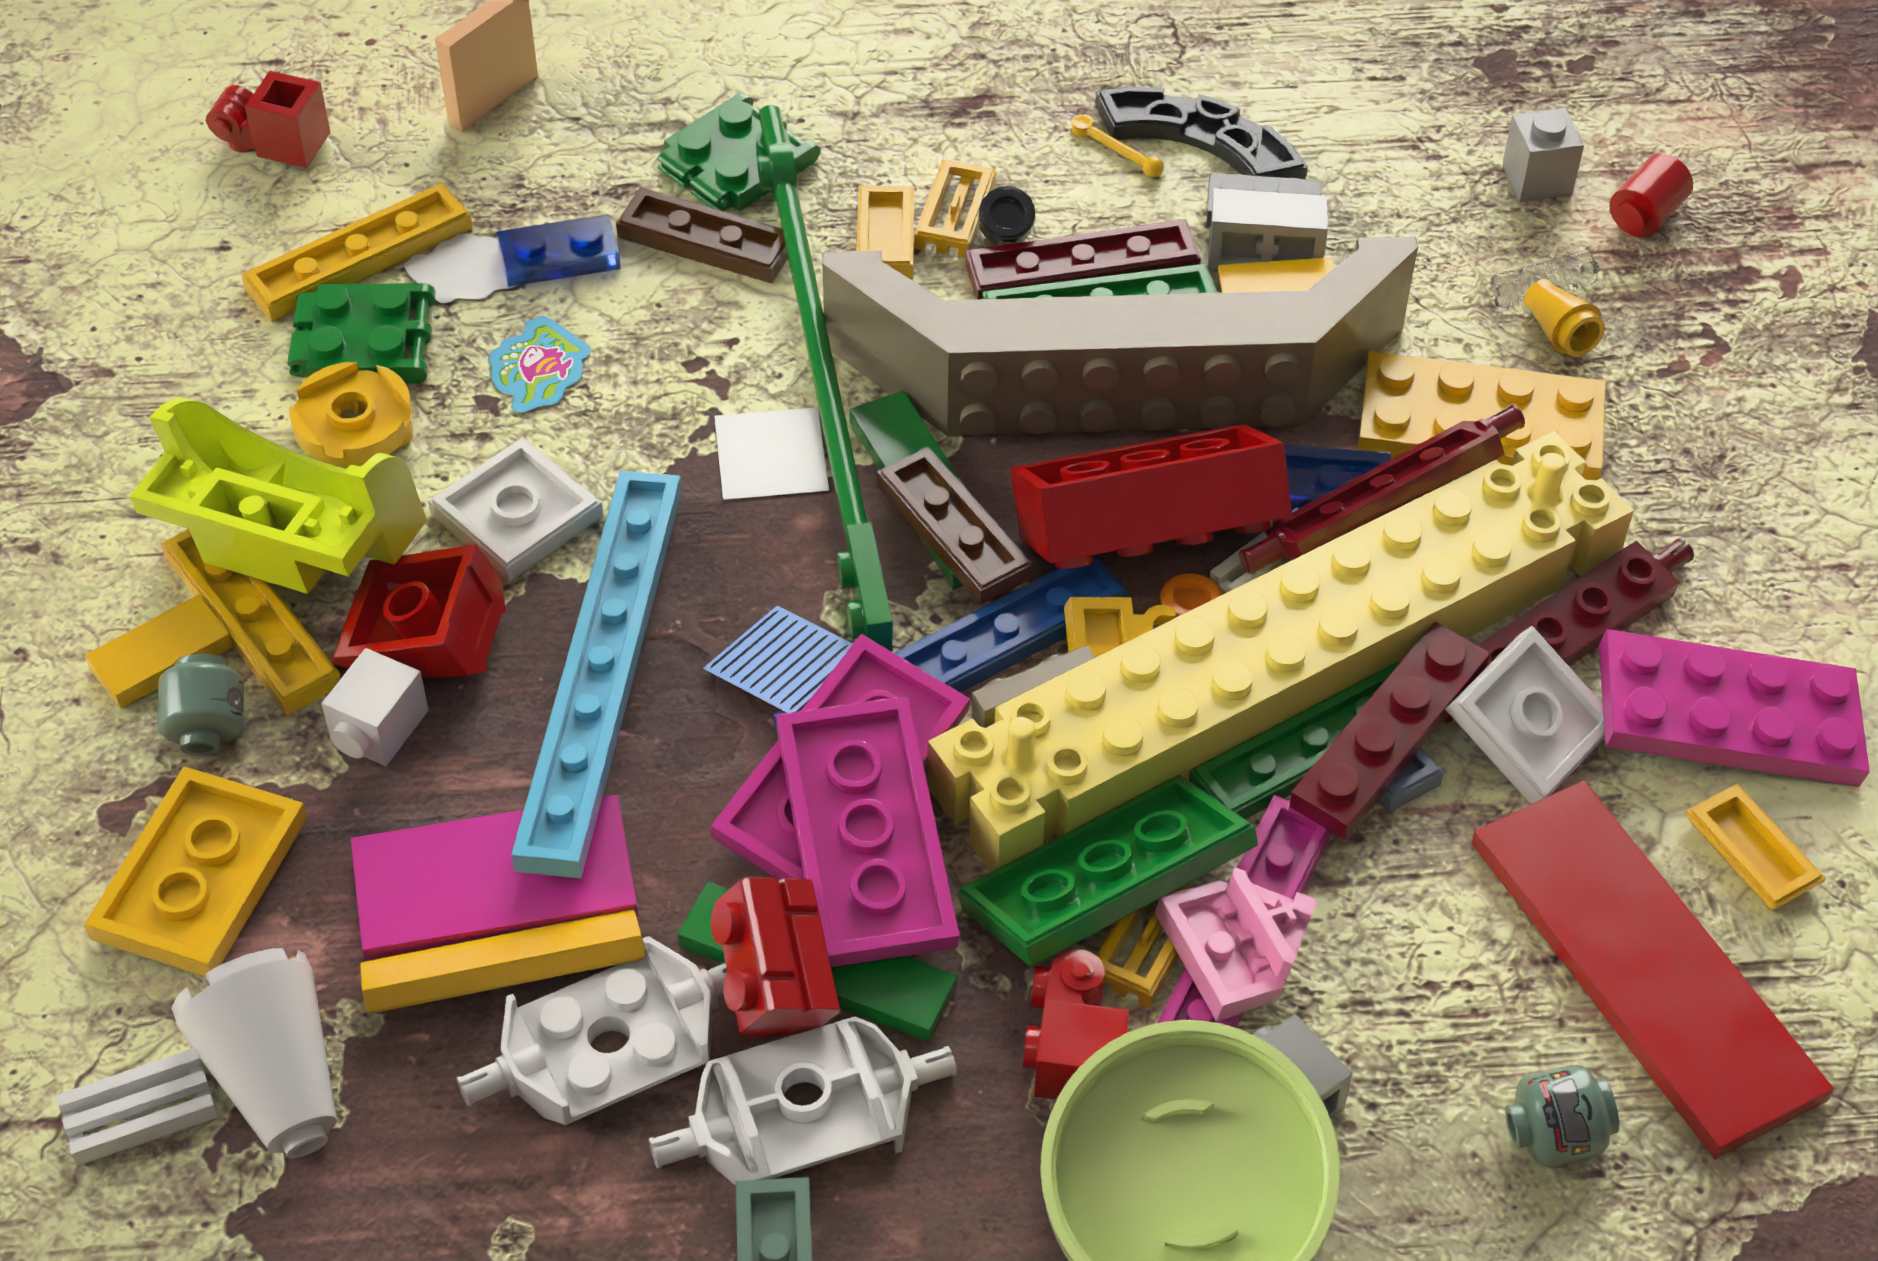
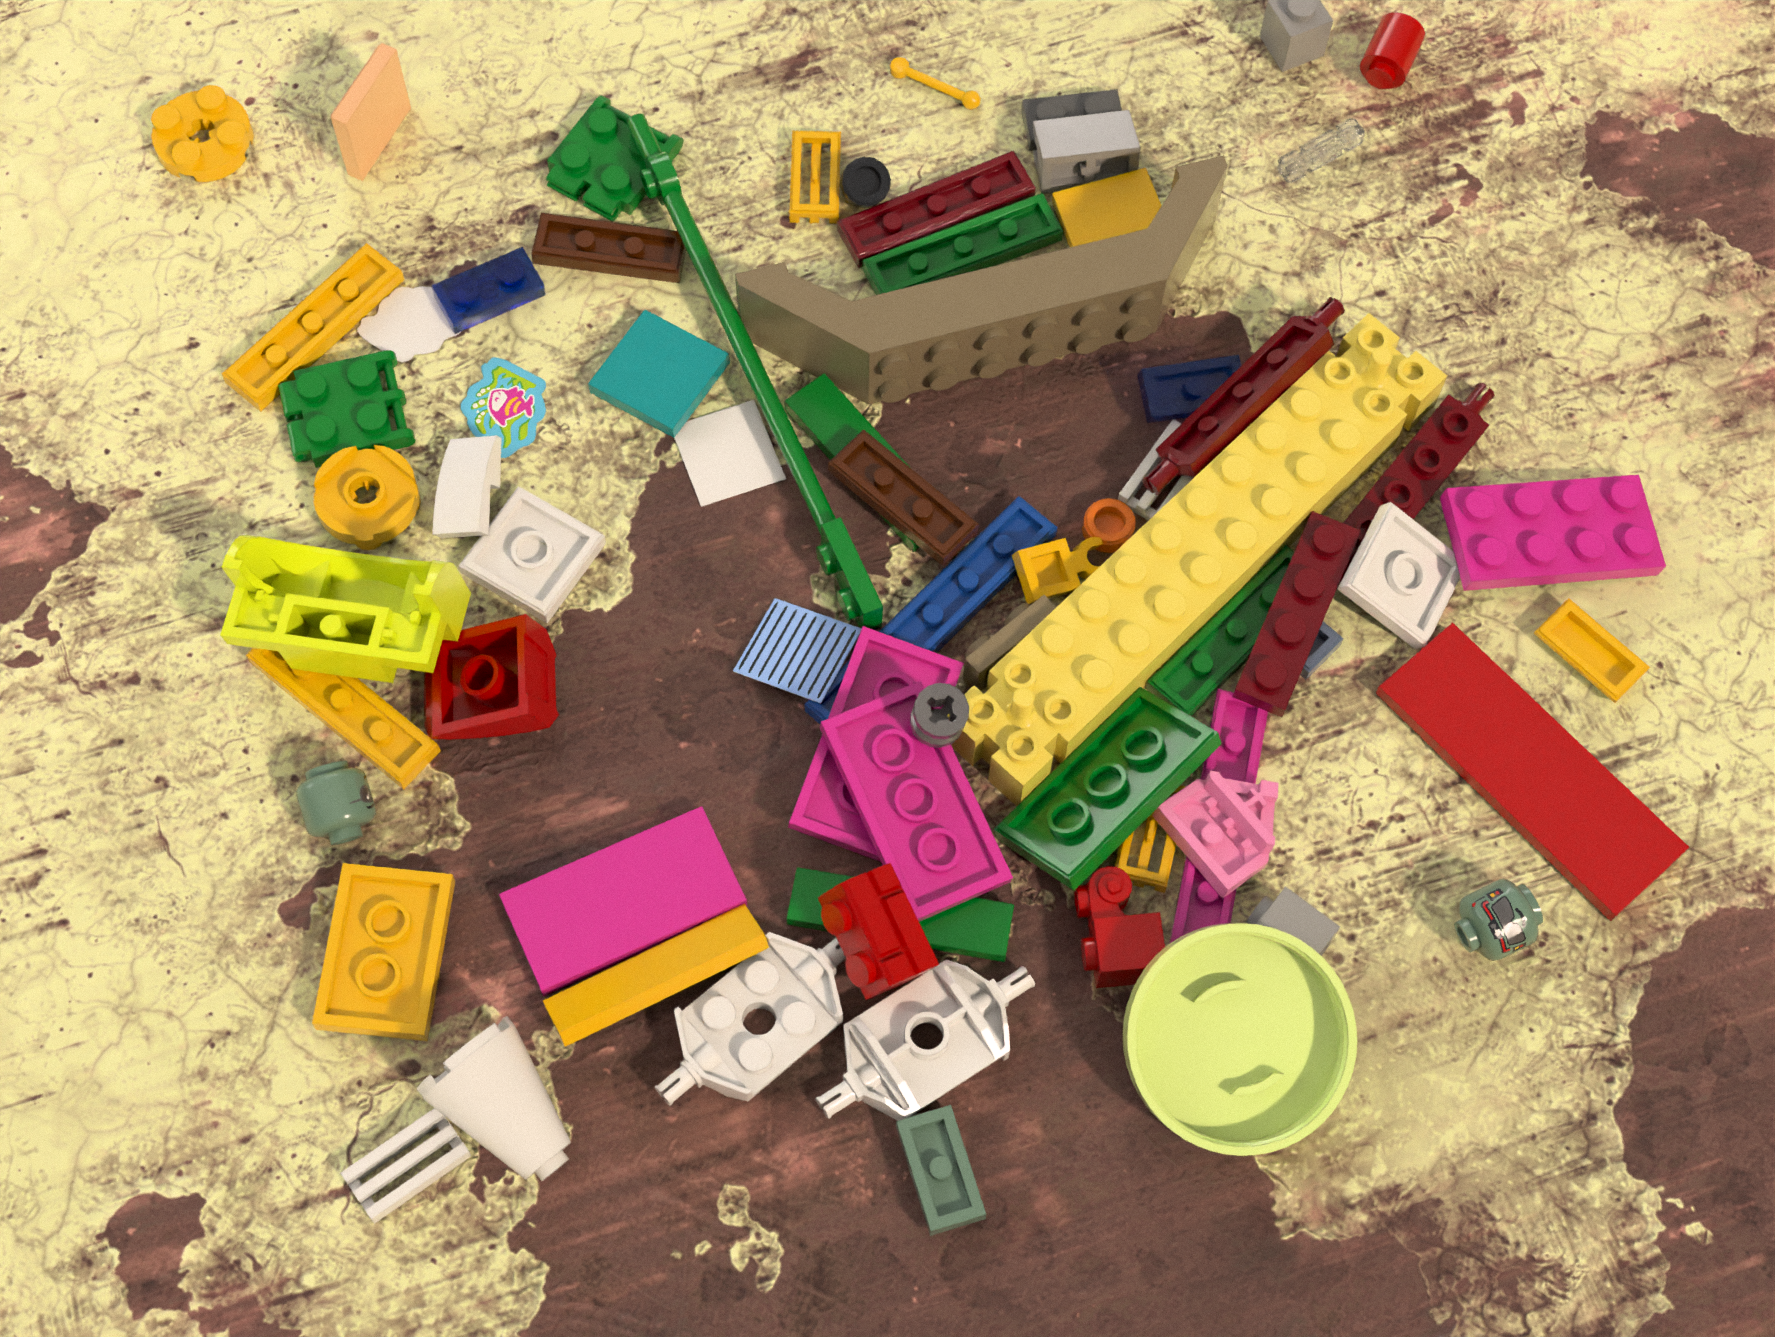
camera: 15 degrees left, 15 degrees up
(136, 660) = (279, 756): yellow tile -> none
(279, 121) = (207, 213): red brick -> none
(321, 38) = (197, 111): none -> yellow plate
(375, 707) = (480, 773): white brick -> none
(459, 425) = (464, 487): none -> white slope
(597, 677) = (655, 701): medium azure plate -> none
(718, 360) = (659, 373): none -> teal tile
(887, 224) = (762, 213): yellow tile -> none
(914, 747) = (934, 726): none -> flat silver wheel
(1151, 494) = (1059, 441): red brick -> none
(1201, 124) = (1005, 47): black tile -> none
(1420, 397) = (1255, 292): yellow plate -> none
(1567, 320) = (1348, 189): yellow cone -> none

